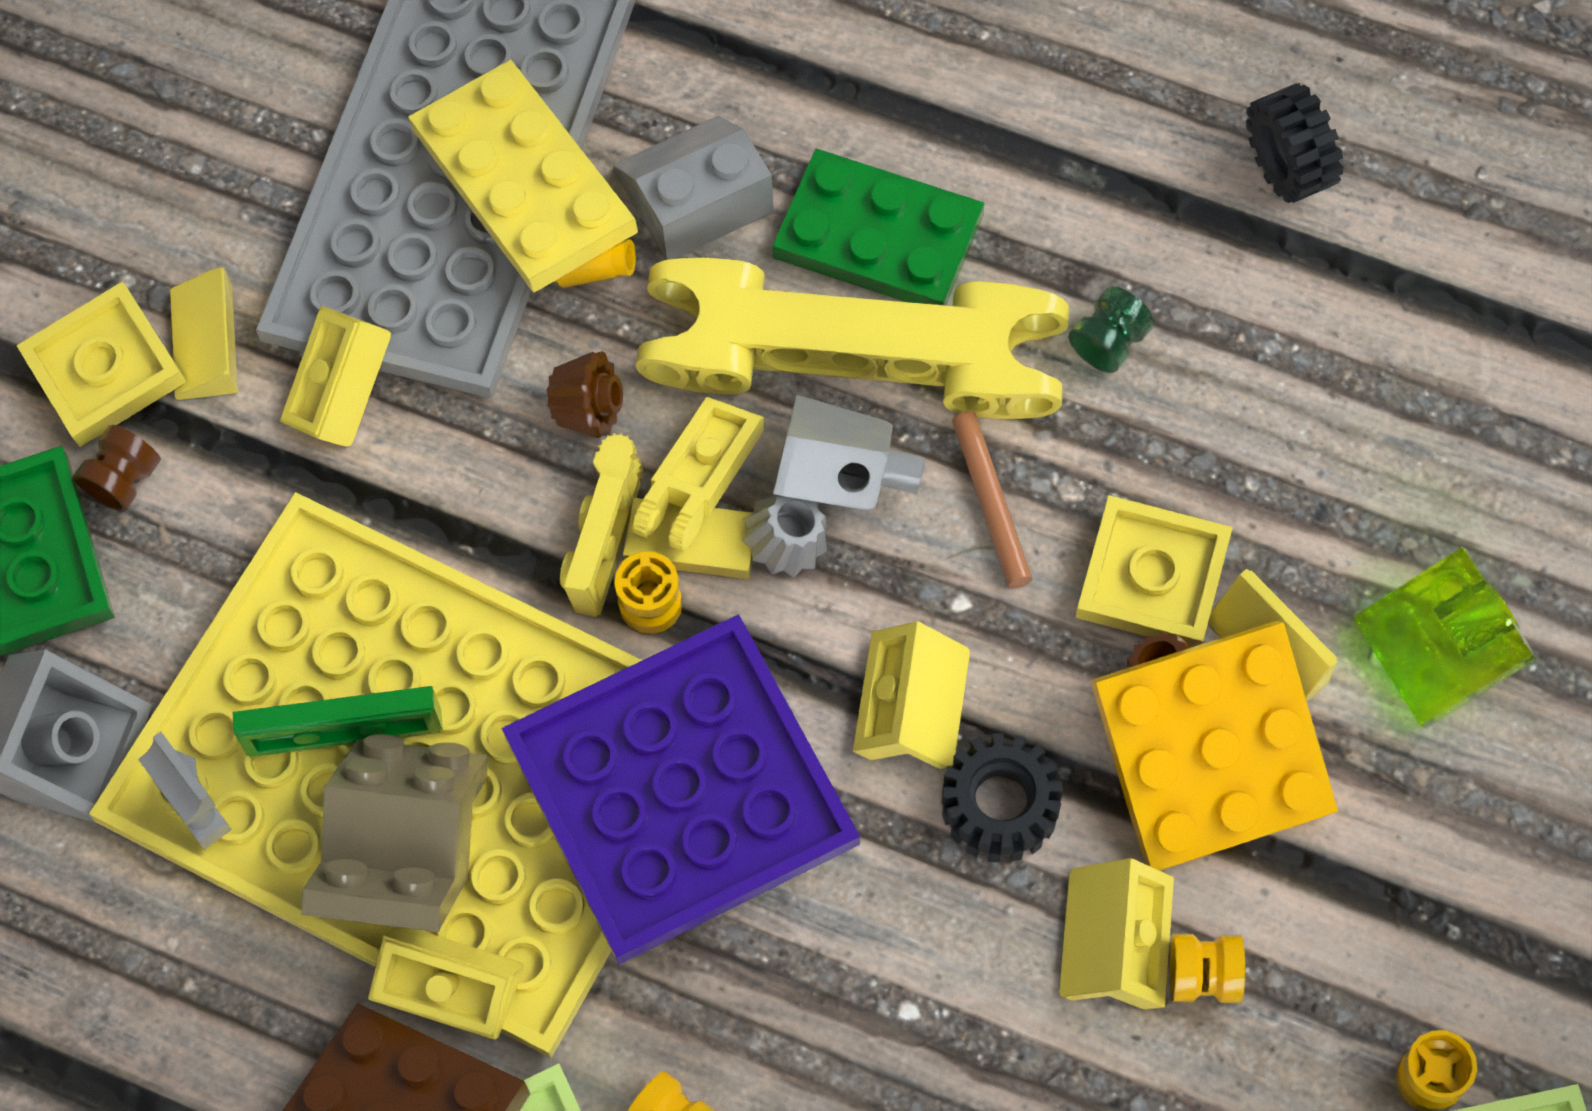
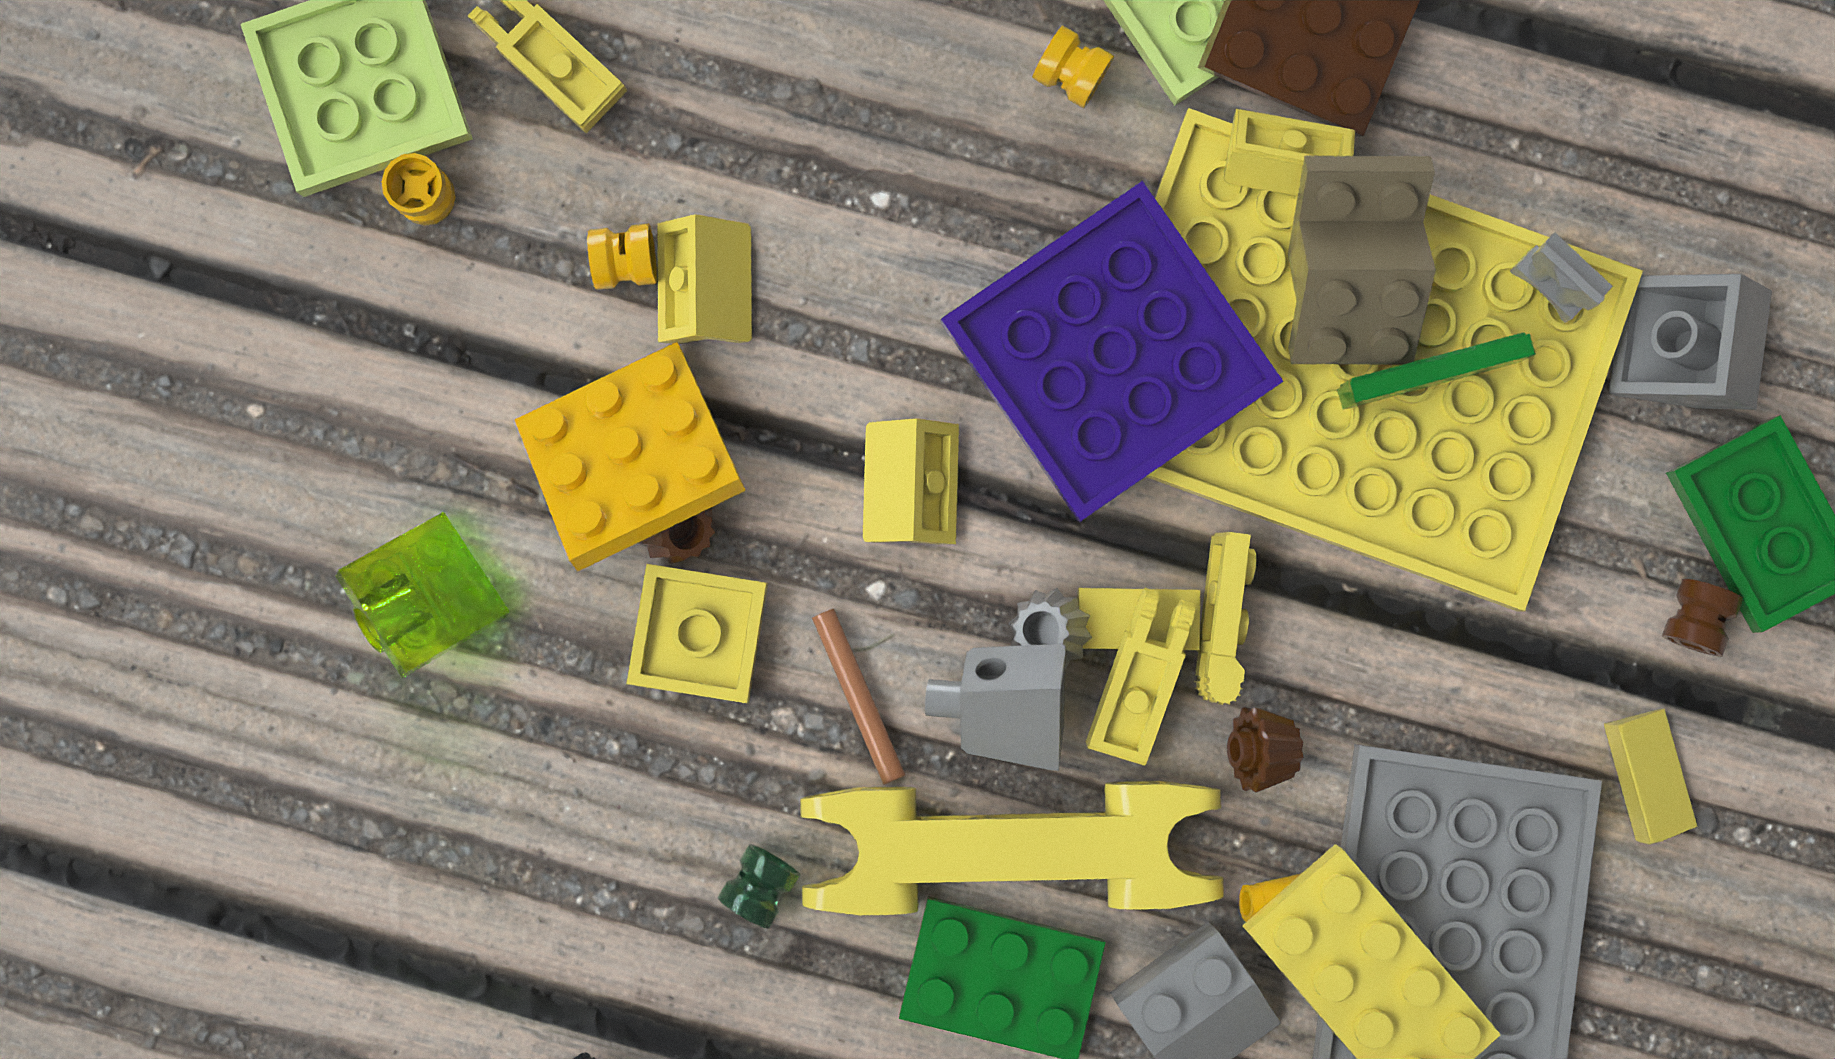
camera: 170 degrees right, 20 degrees up
(101, 364) = (1745, 728): light yellow plate -> none
(335, 377) = (1512, 739): light yellow slope -> none
(650, 607) = (1159, 553): yellow wheel -> none
(1006, 760) = (811, 357): black tyre -> none
(1253, 604) = (595, 589): light yellow slope -> none

